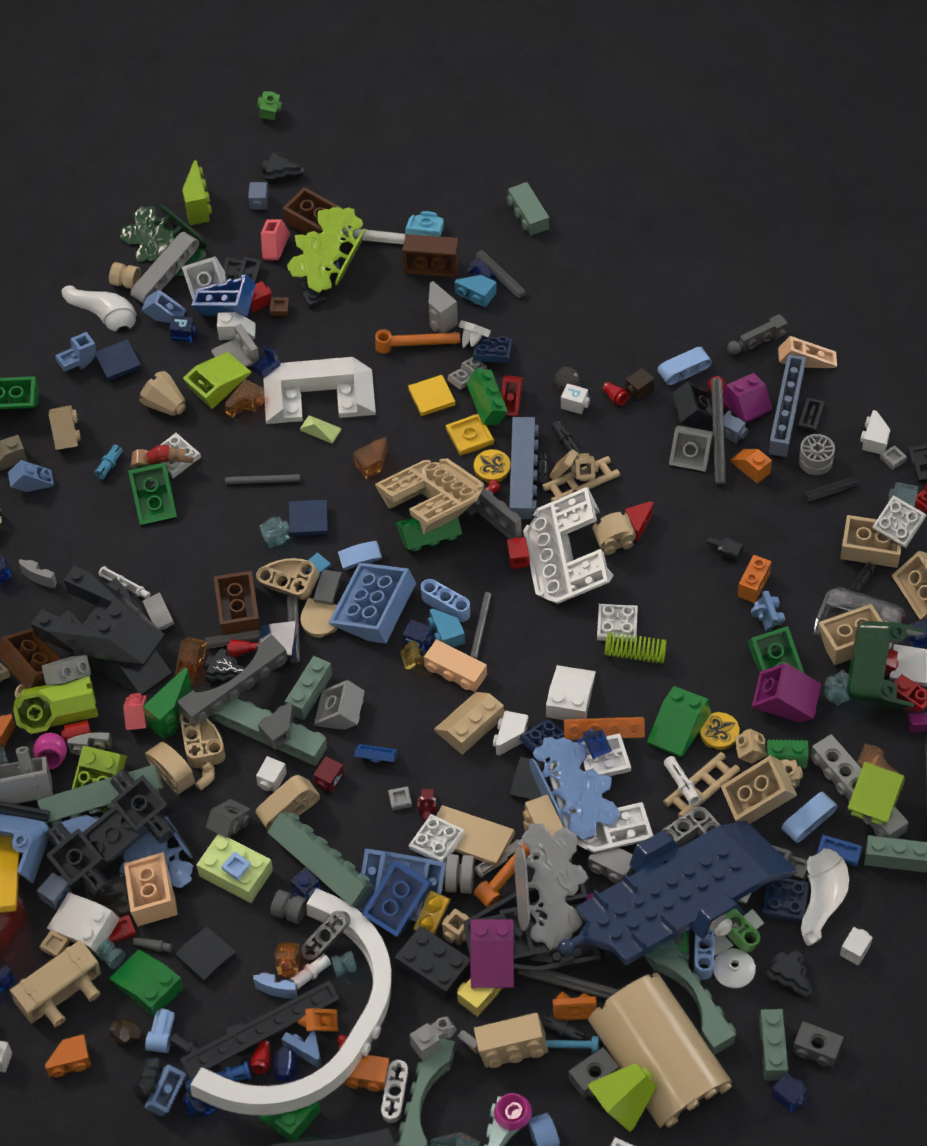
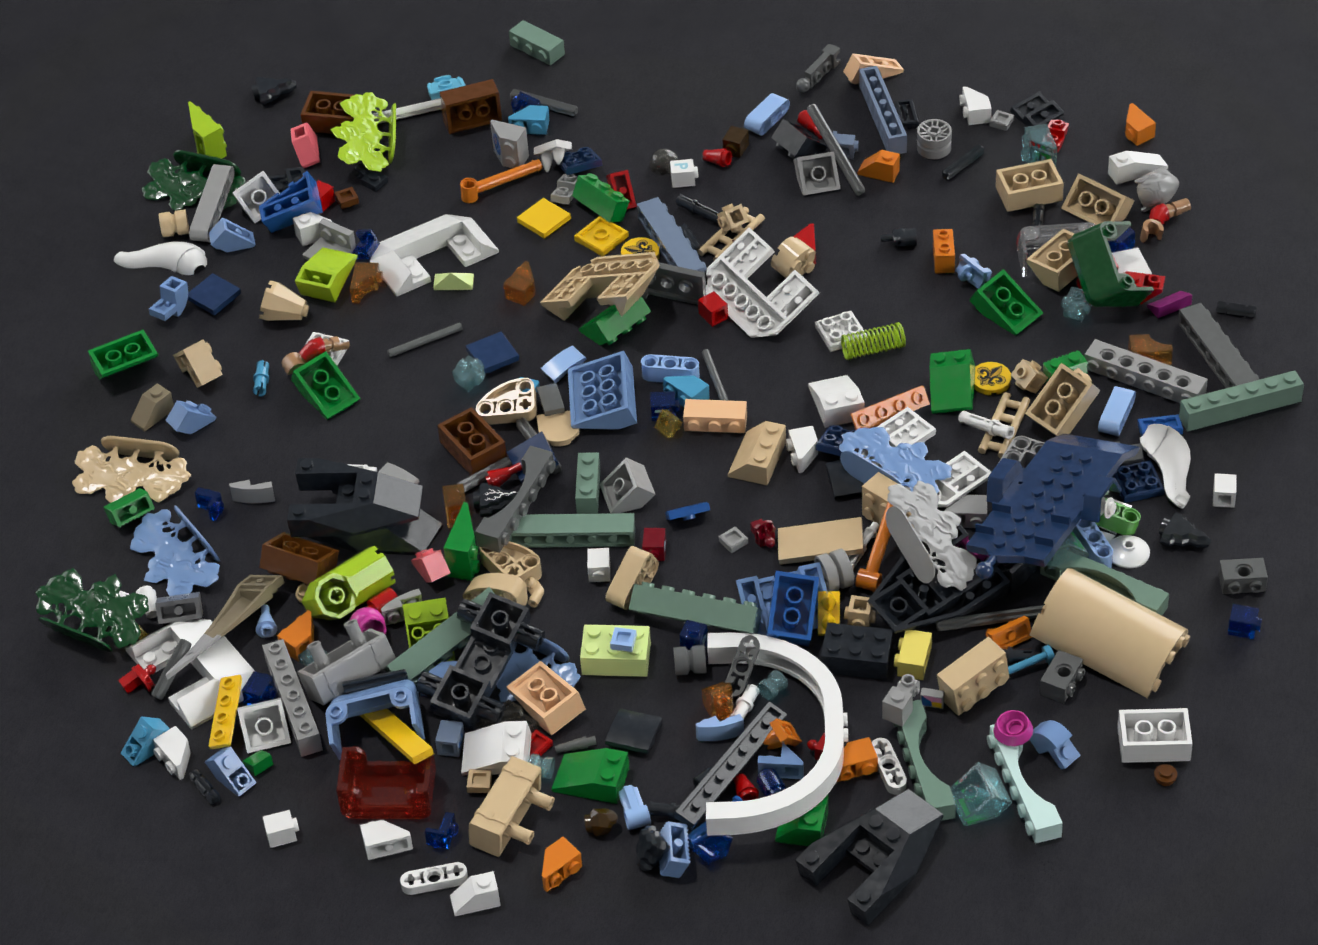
camera: 25 degrees left, 10 degrees down
(66, 669) = (344, 549): light grey brick -> none
(182, 328) = (262, 246): clear blue brick -> none
(228, 818) = (585, 610): dark grey brick -> none
(258, 196) = (264, 117): sand blue brick -> none
(269, 105) = (225, 42): bright green brick -> none
(277, 727) = (584, 519): dark grey slope -> none
(437, 839) = (792, 552): white tile -> none
(492, 953) = (911, 612): magenta slope -> none
(563, 464) = (710, 223): tan tile -> none
(596, 743) = (893, 417): clear blue bracket -> none
(625, 1093) = (1105, 672): lime slope -> none
(747, 398) = (844, 116): magenta slope -> none
(774, 1044) = (1215, 600): sand green arch -> none
(787, 693) = (1033, 323): magenta slope -> none
(876, 793) = (1168, 361): lime slope -> none
(899, 521) = (1048, 155): white tile -> none

